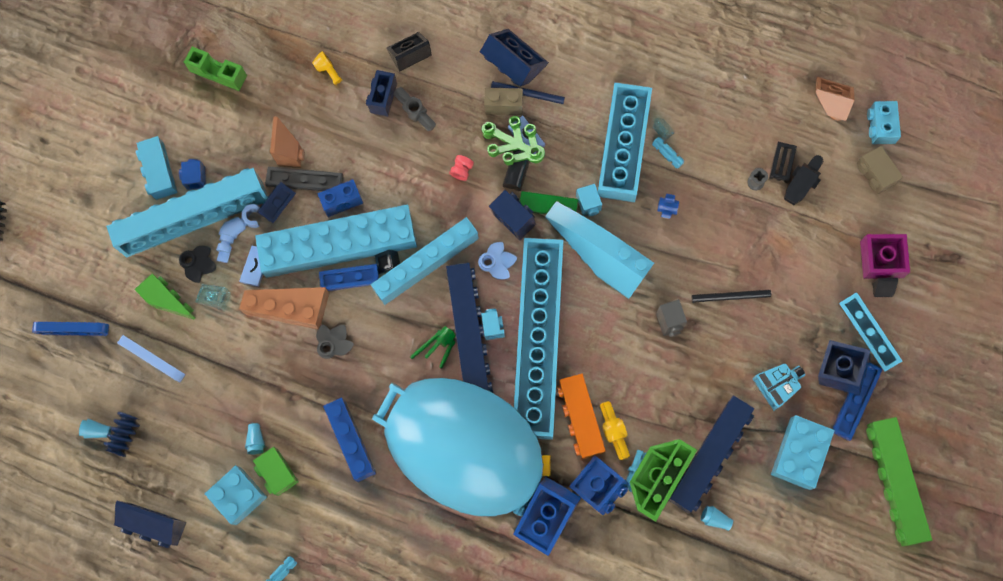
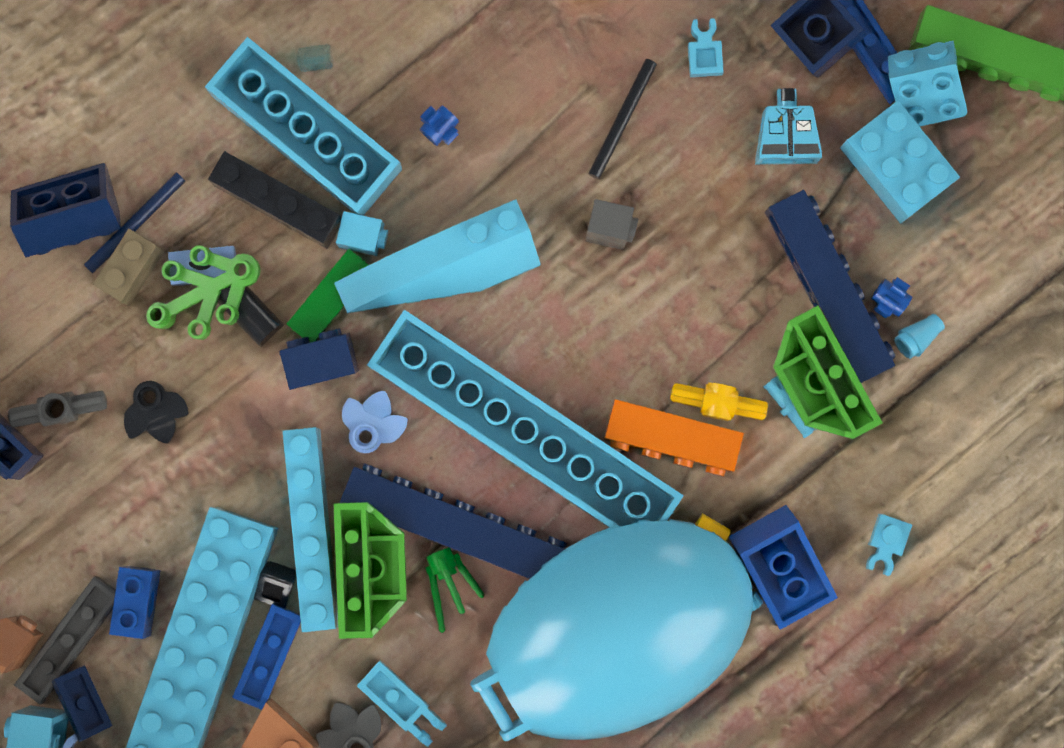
camera: 70 degrees left, 10 degrees up
(362, 355) = (399, 701): none -> medium azure hinge
(421, 298) = (367, 569): none -> bright green wedge
(438, 157) = (155, 417): none -> black plate
(461, 168) = (196, 392): coral wheel -> none
(492, 324) = (464, 485): medium azure brick -> none
(580, 149) = (275, 199): none -> black brick
(597, 566) = (889, 538): none -> medium azure plate
(599, 486) = (785, 469): blue plate -> none
(668, 152) = (356, 74): medium azure axle -> none
(727, 490) = (891, 297): none -> blue gear
(793, 318) = (705, 55): none -> medium azure plate
(854, 442) = (928, 83): none -> medium azure bracket

